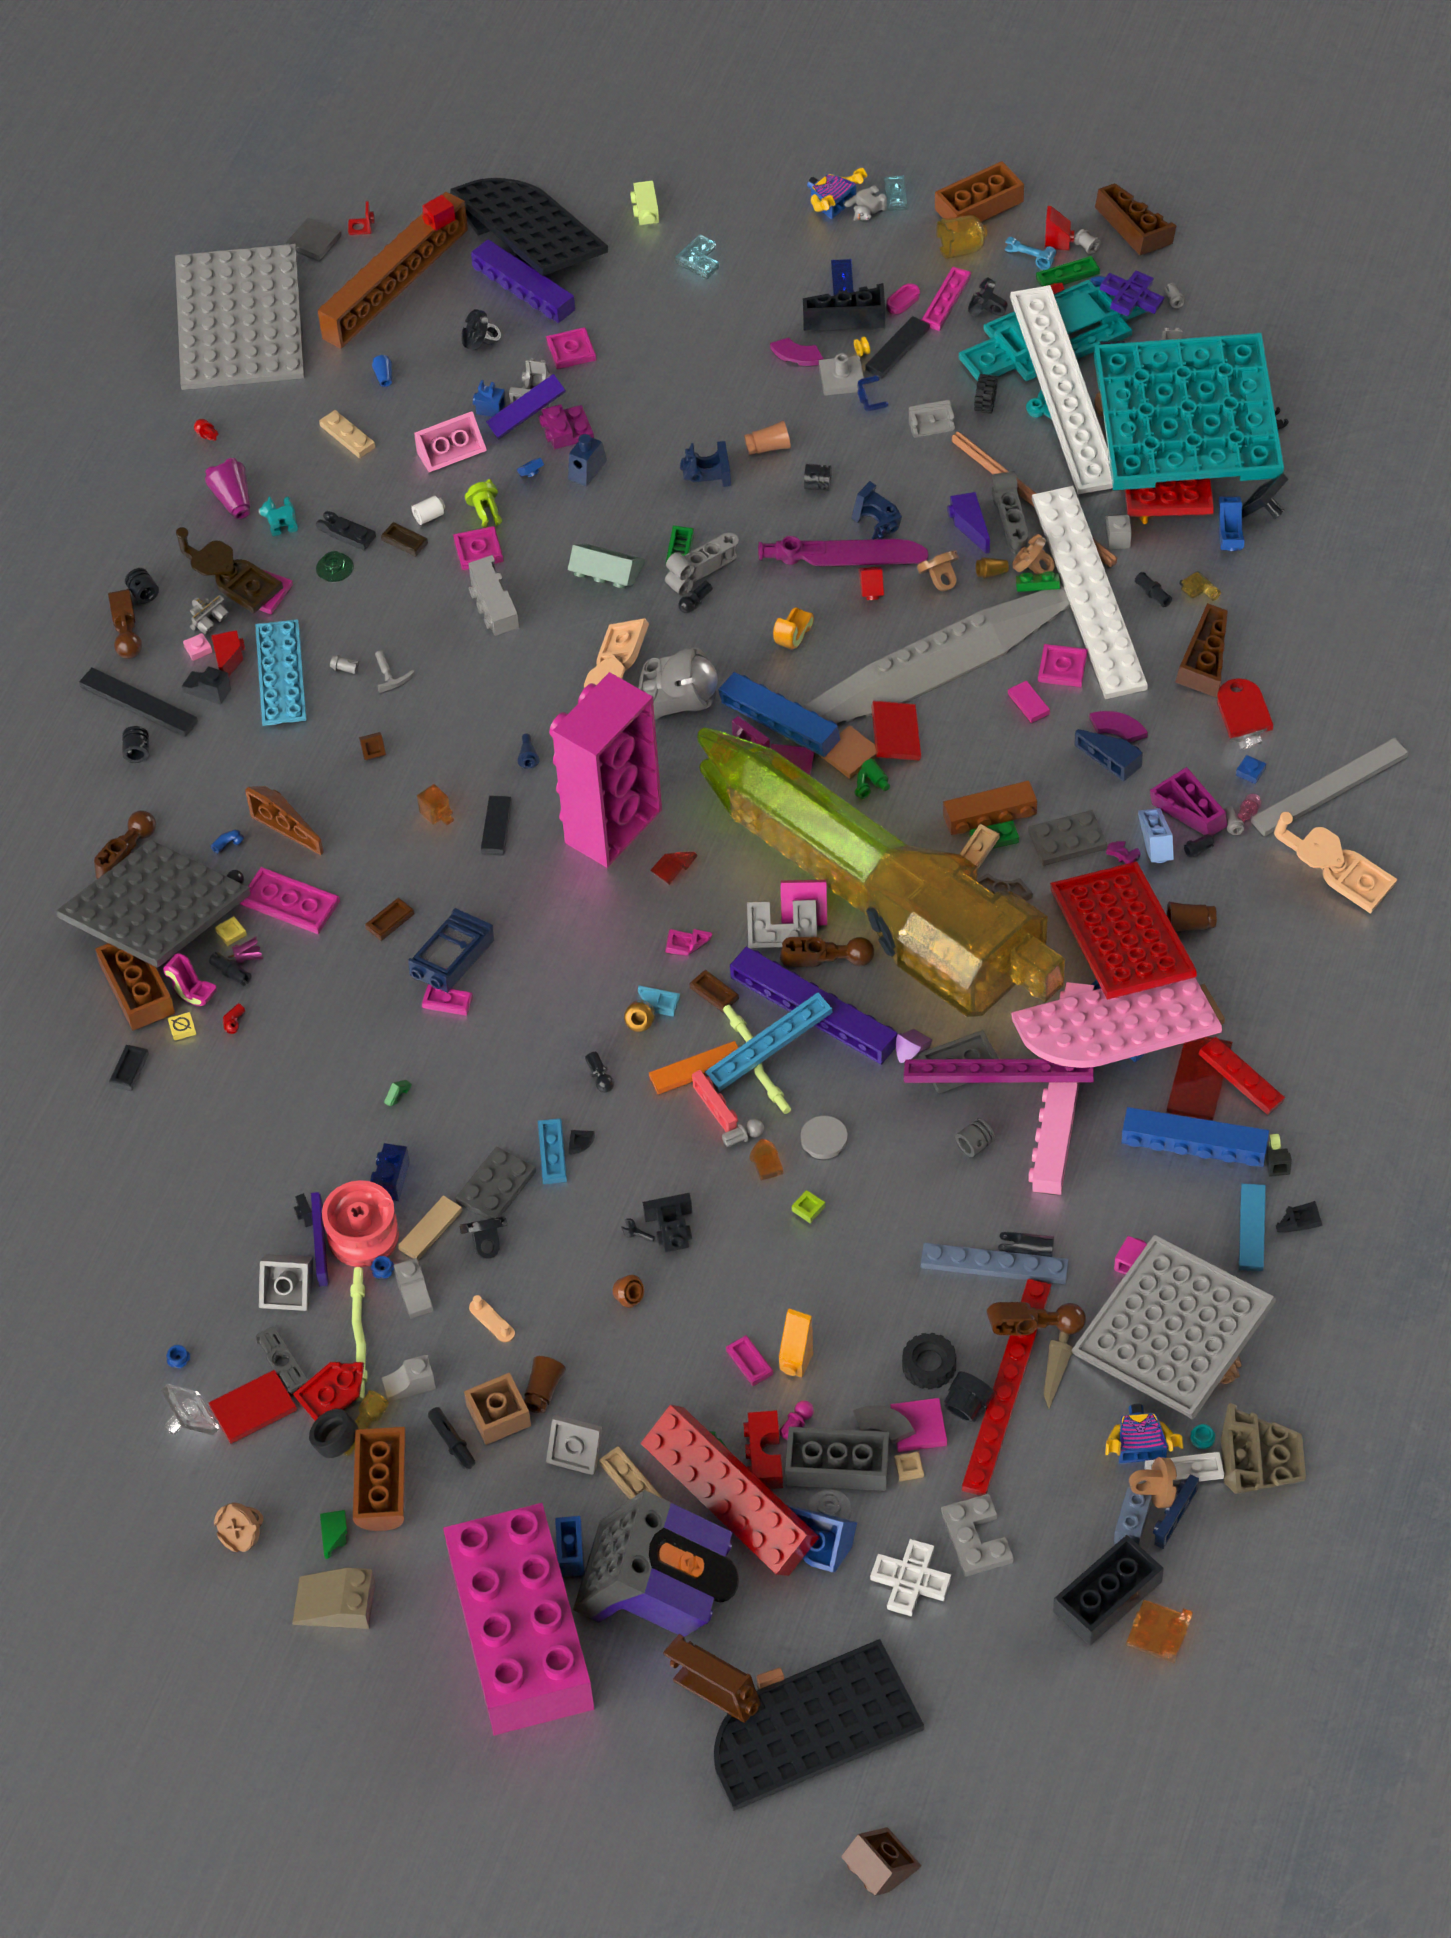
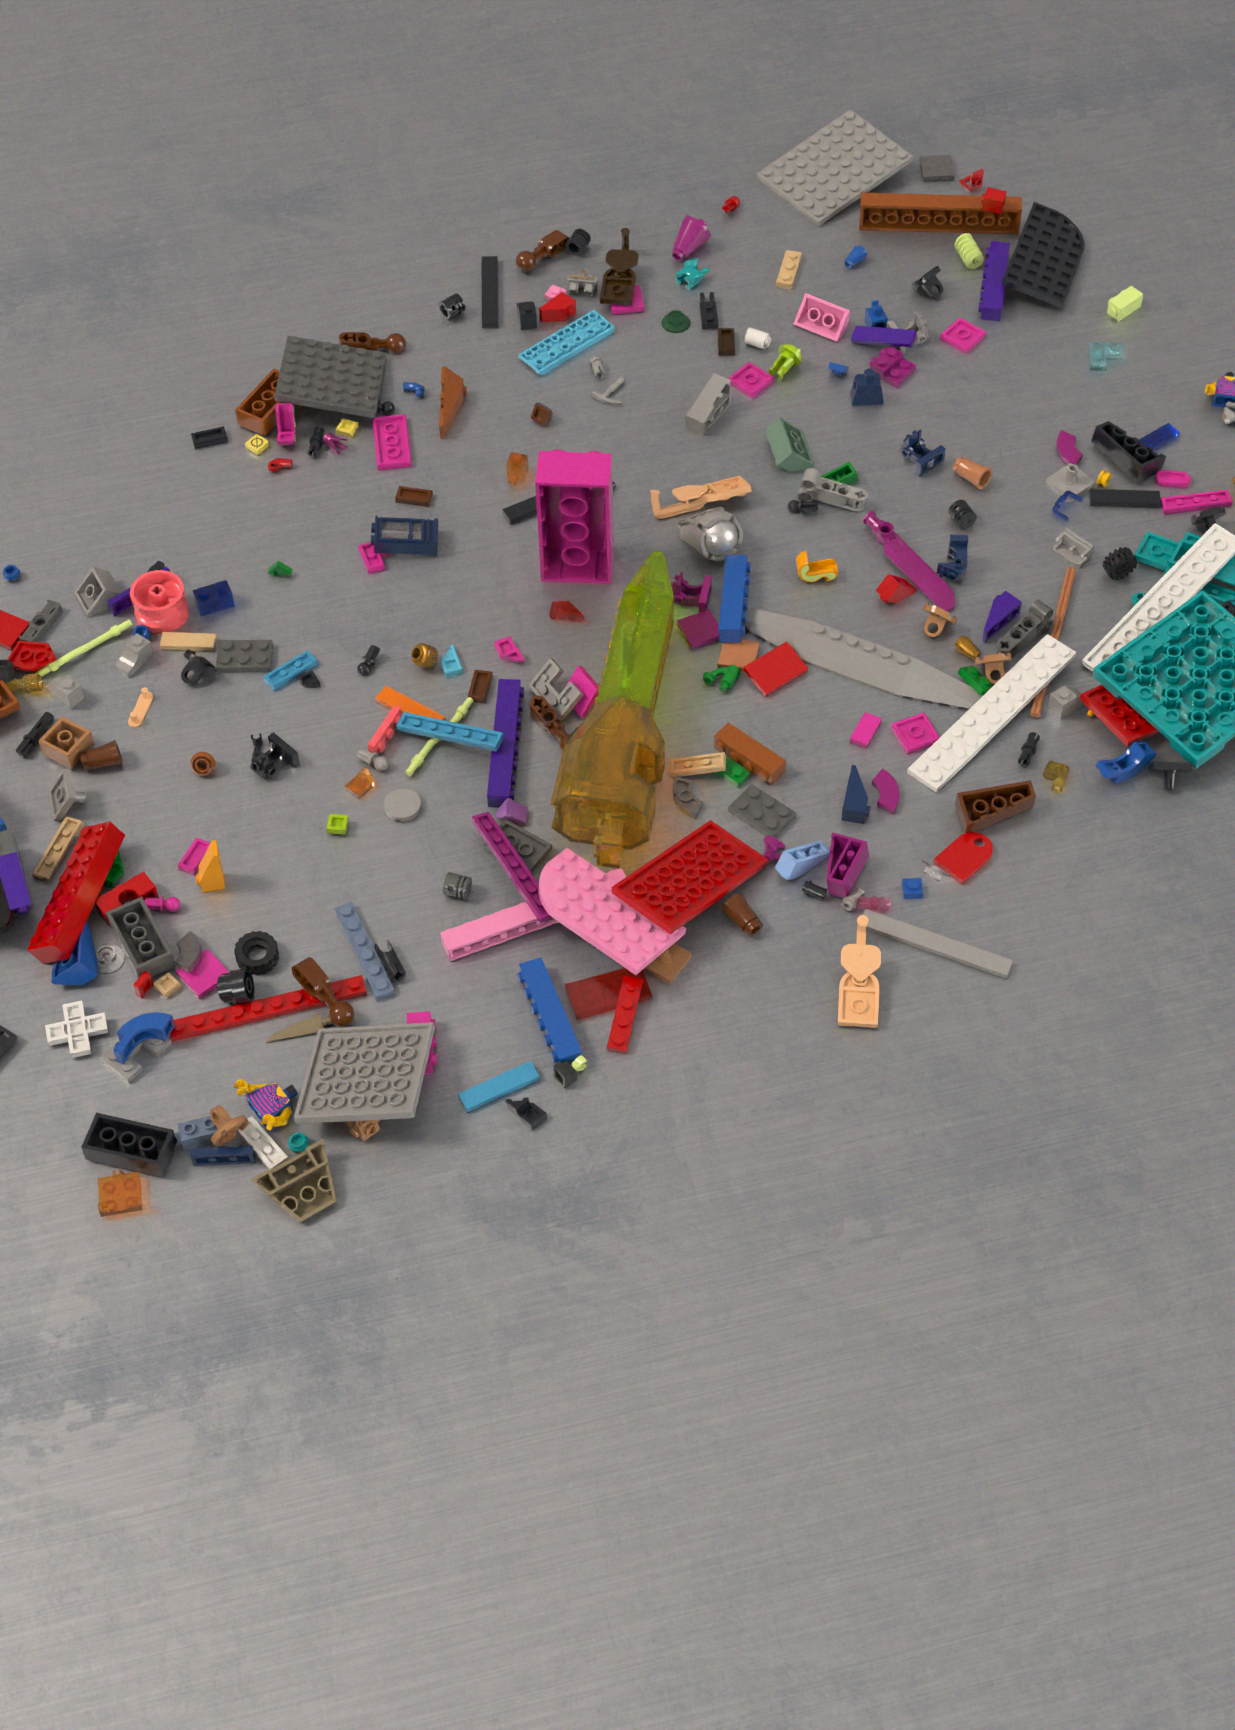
camera: 55 degrees right, 0 degrees up
(463, 279) = (969, 251): none -> yellowish green piece
(897, 1485) = (143, 984): none -> red tile
(969, 1497) = (141, 1028): none -> blue arch

